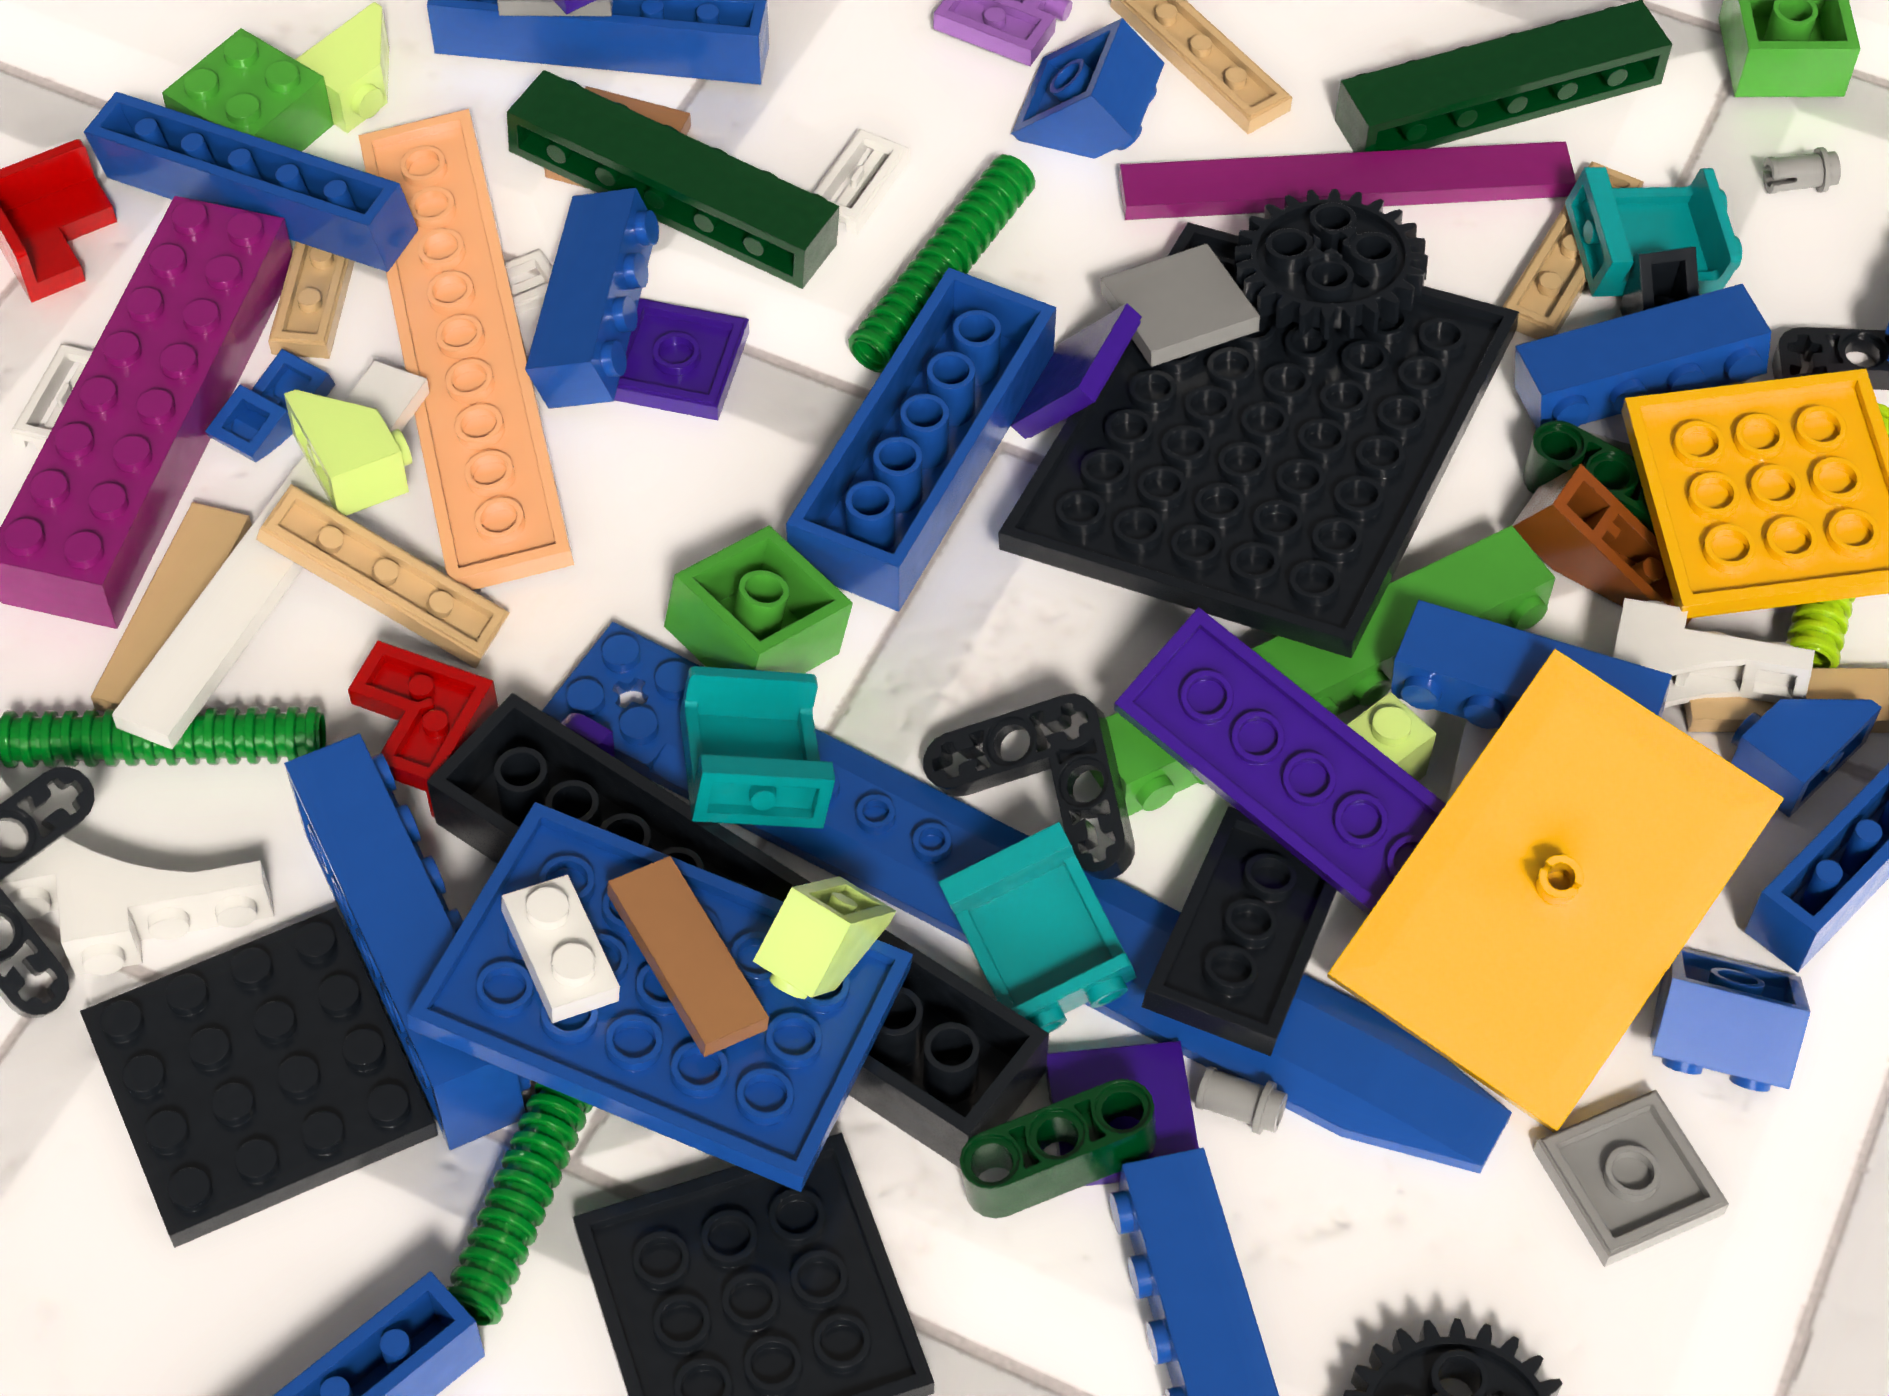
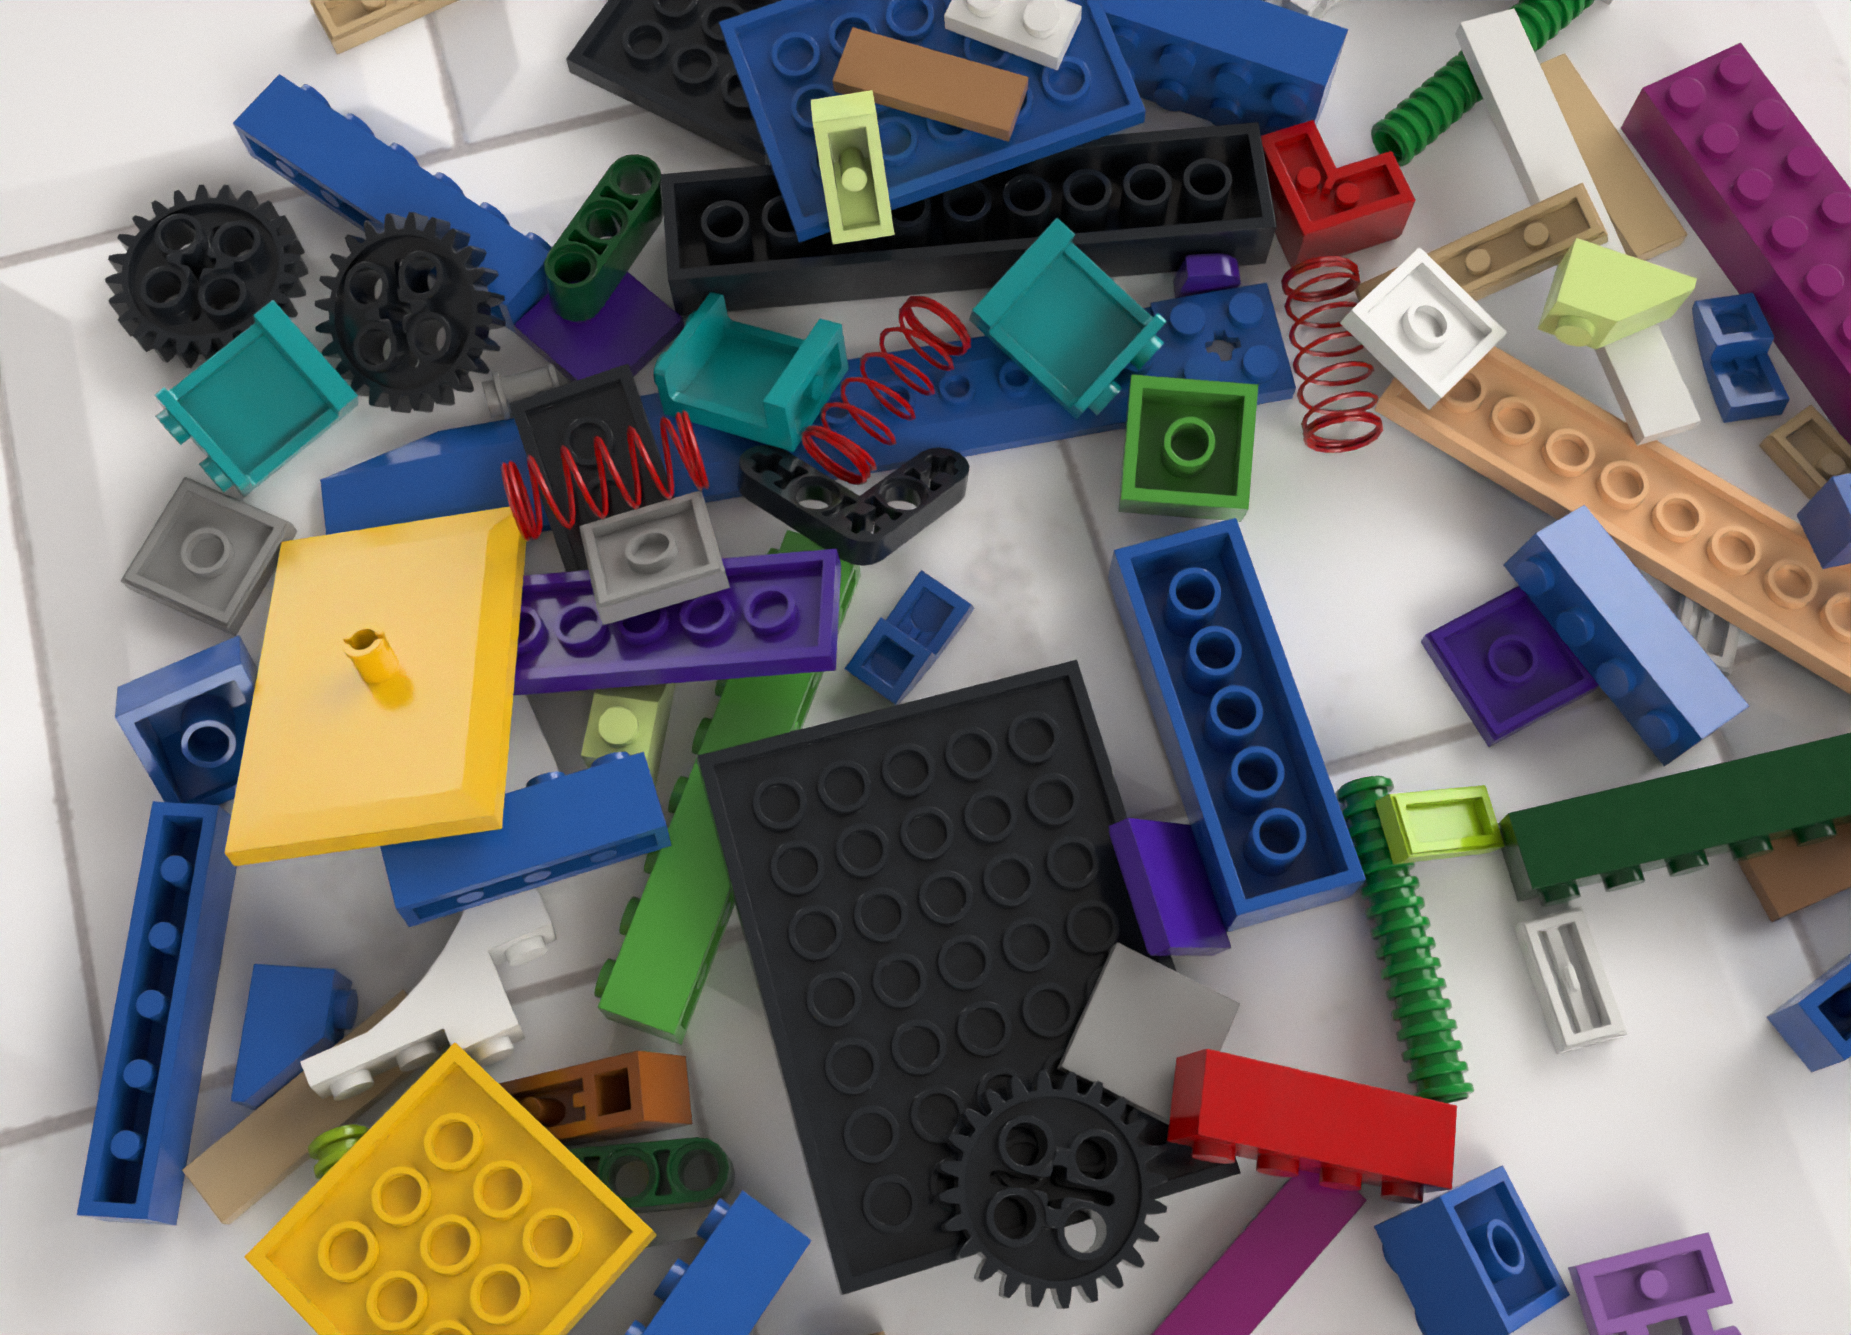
camera: 140 degrees right, 15 degrees up
(492, 546) = (1423, 328): none -> white plate
(517, 657) = (1331, 416): none -> red piece
(848, 291) = (1439, 824): none -> lime tile
(867, 848) = (851, 449): none -> red piece
(1097, 674) = (910, 638): none -> blue slope
(1126, 192) = (1312, 1124): none -> red brick
(1160, 870) = (521, 505): none -> red piece
(1260, 817) = (653, 557): none -> light grey tile
(1338, 1245) = (455, 301): none -> black gear
(1500, 1255) = (256, 402): none -> teal panel

